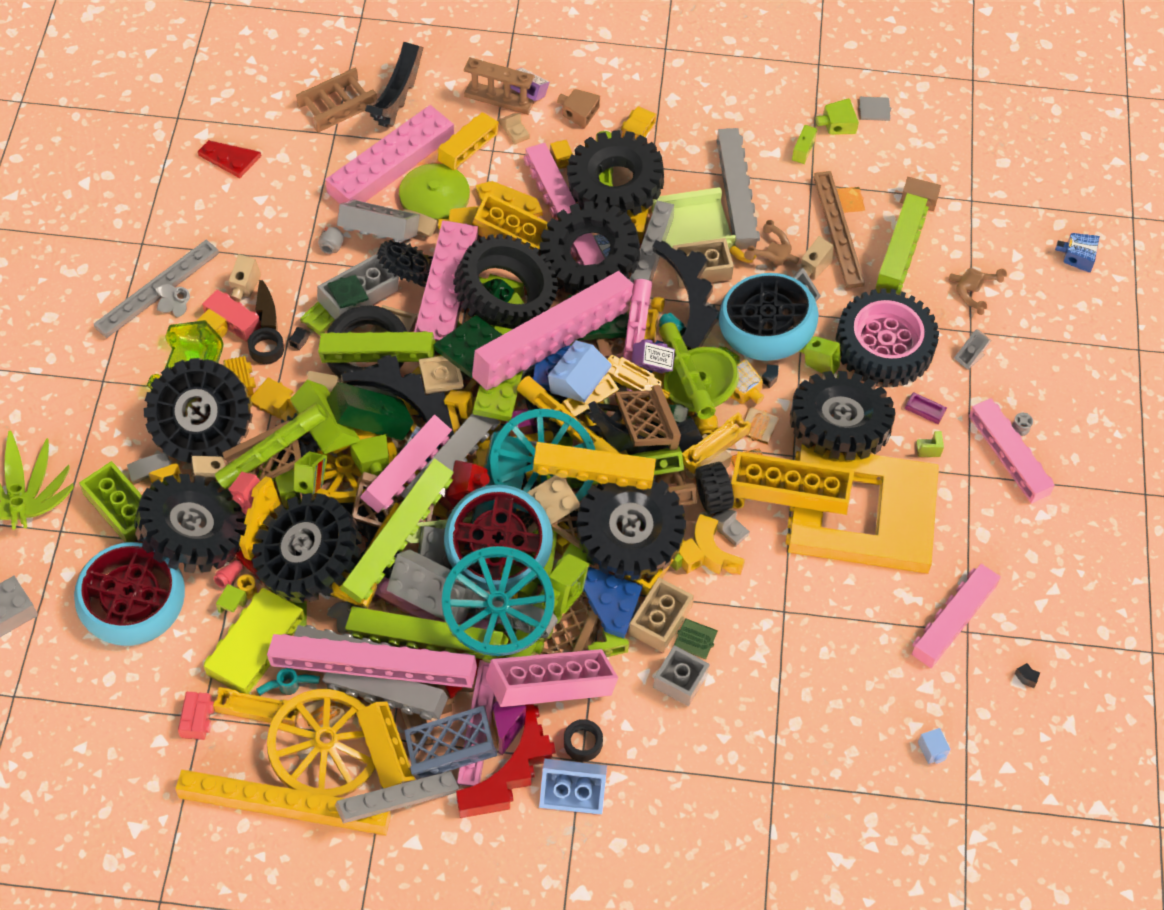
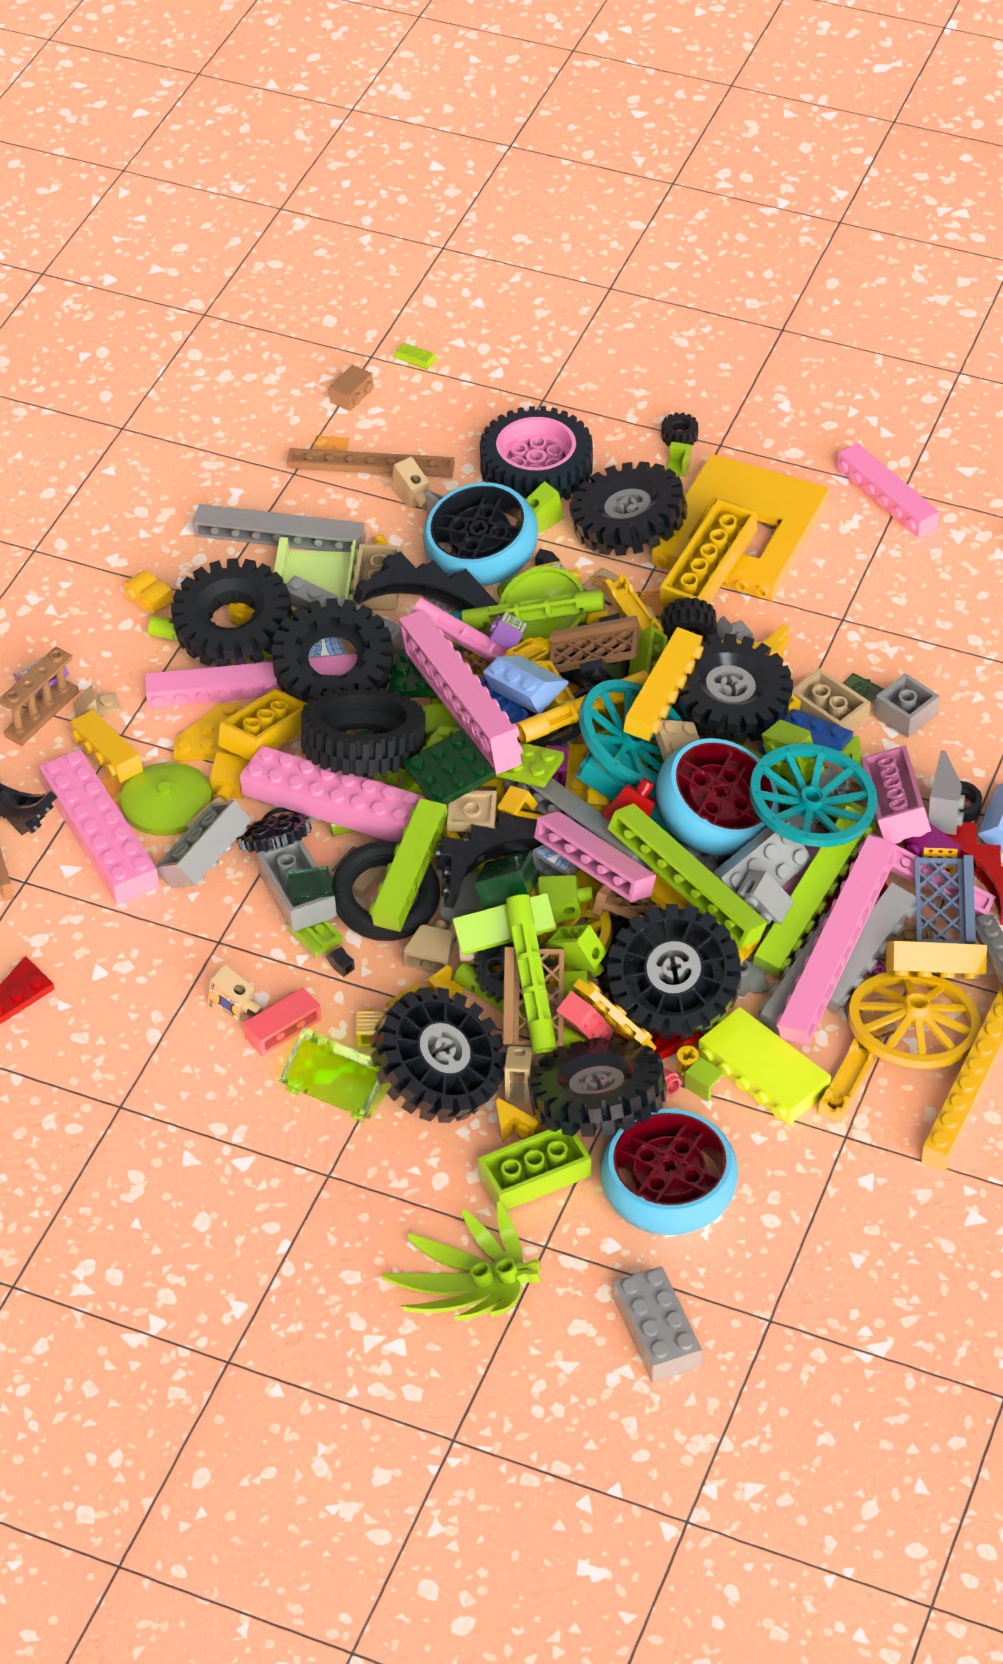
camera: 70 degrees left, 10 degrees down
(141, 468) = (485, 1133): light grey slope -> none
(147, 295) = (207, 1095): light grey plate -> none
(170, 301) = (232, 1079): light grey plate -> none
(195, 715) = (847, 1134): coral brick -> none
(216, 321) = (285, 1040): yellow brick -> none
(265, 307) = (281, 982): dark brown slope -> none
(265, 357) = (336, 981): black tyre -> none
(290, 688) = (825, 1042): teal piece -> none
(330, 240) = (202, 906): light grey head -> none
(393, 593) = (765, 896): none -> brick
(560, 715) = (946, 797): none -> light grey slope
(561, 153) = (161, 662): yellow brick -> none
(579, 106) = (96, 638): medium nougat torso -> none
(775, 252) = (381, 518): medium nougat piece -> none
(804, 144) = (236, 457): lime piece -> none
(839, 118) = (216, 424): lime torso -> none
(875, 108) = (210, 398): light grey piece -> none
(902, 245) = (423, 415): lime brick -> none
(925, 408) = (631, 452): magenta tile -> none
(970, 429) = (679, 422): none -> black tyre
(973, 281) = (485, 376): medium nougat piece -> none
(973, 349) = (573, 397): light grey slope -> none
(983, 229) = (415, 356): none -> lime tile
(1011, 450) = (707, 402): bright pink brick -> none
(1022, 419) = (675, 388): light grey wheel -> none
(1027, 675) = (966, 459): black piece -> none
(1079, 250) = (477, 291): torso -> none

